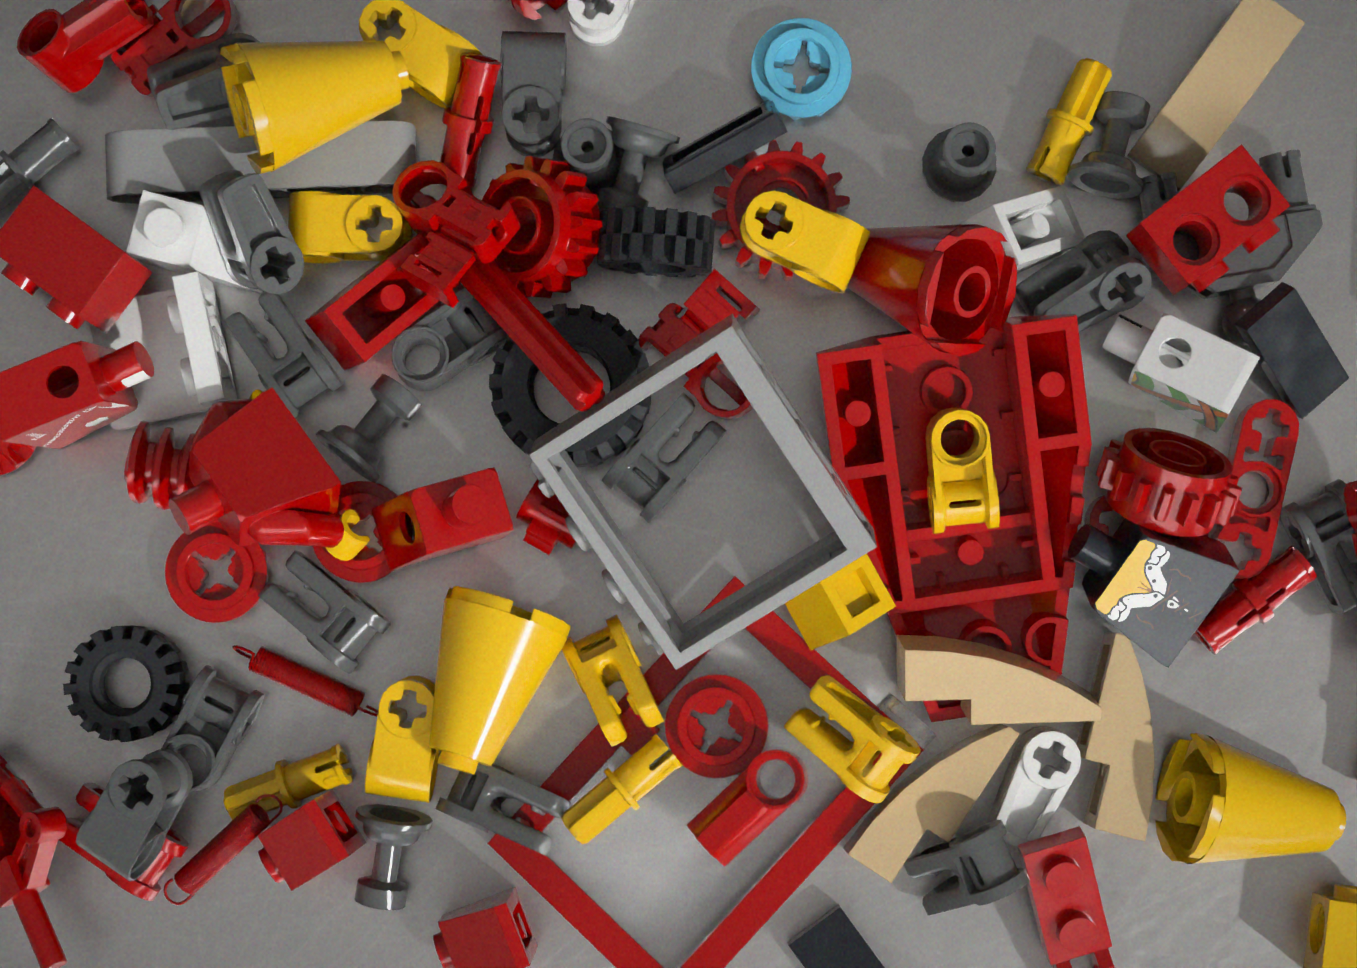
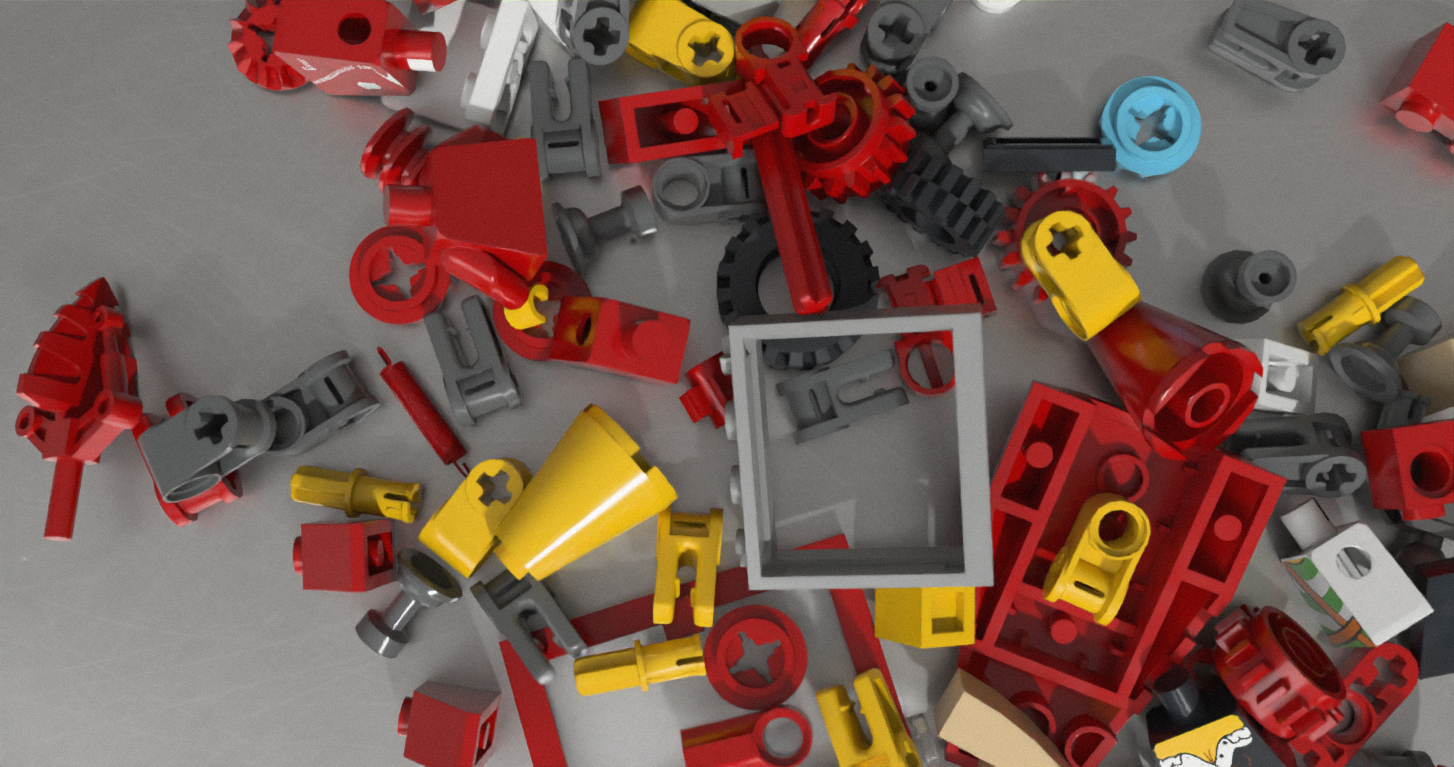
camera: 30 degrees right, 0 degrees up
(88, 688) = (231, 319): black tyre -> none
(222, 849) = (267, 516): red piece -> none

